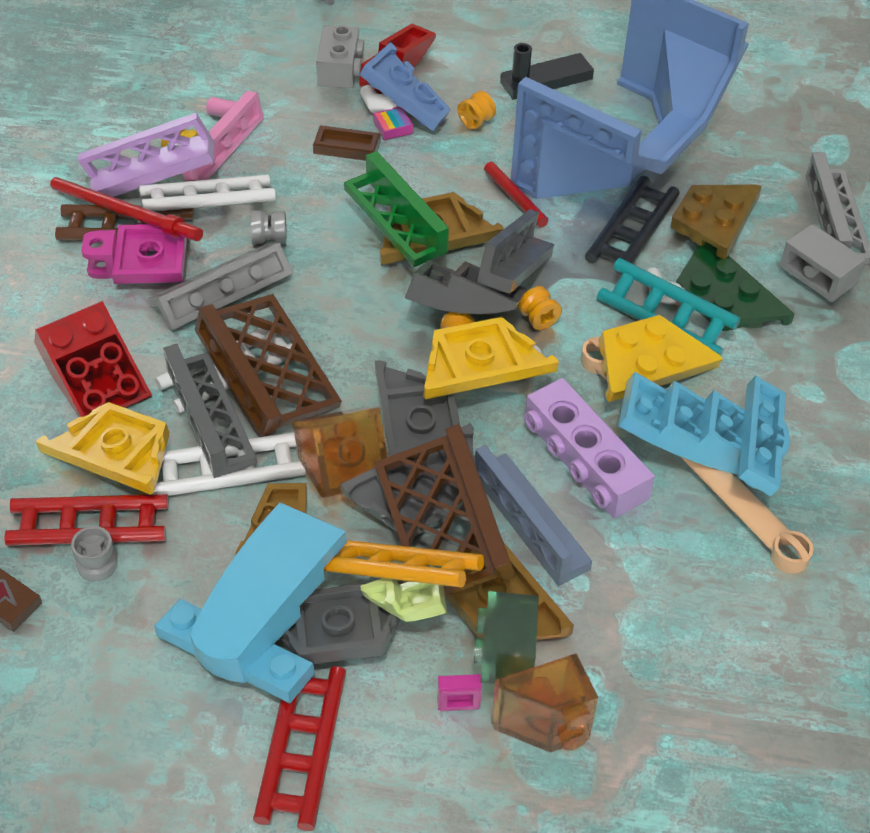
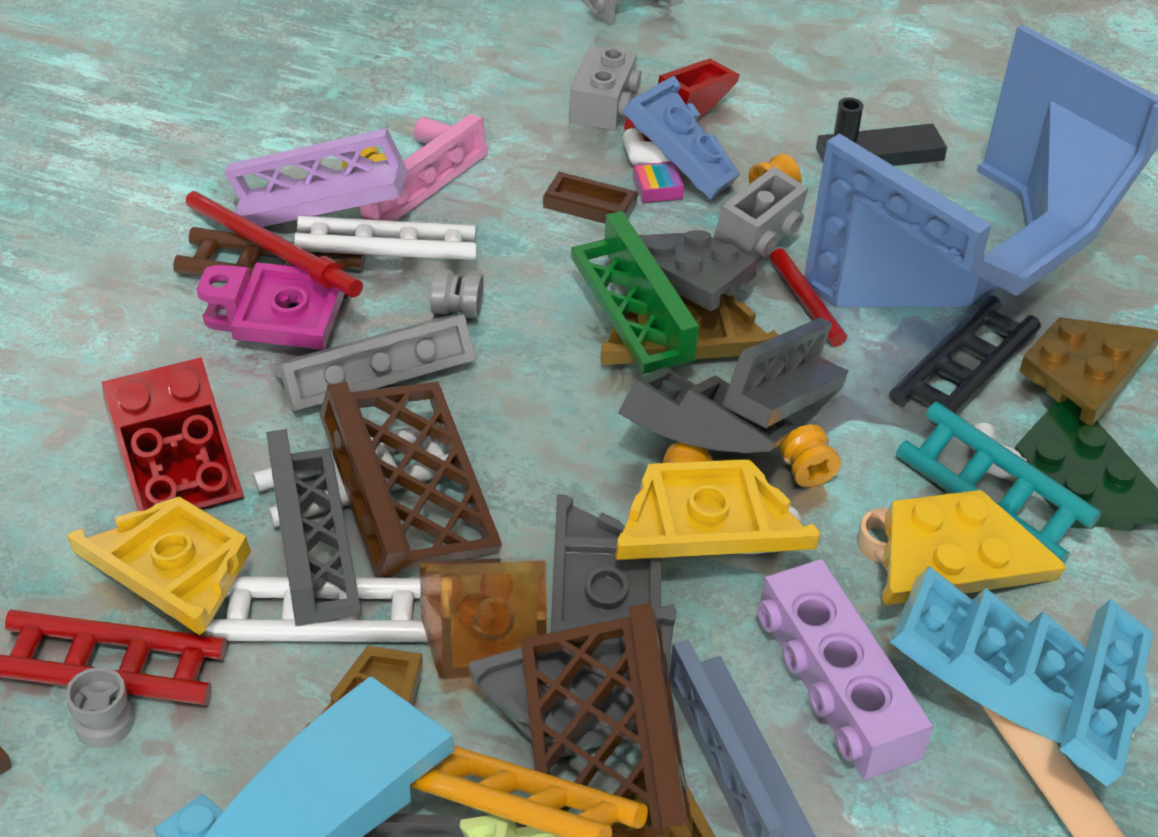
camera: 10 degrees right, 5 degrees down
(438, 182) = (701, 265): none -> dark grey wing
(473, 140) = (762, 214): none -> light grey brick

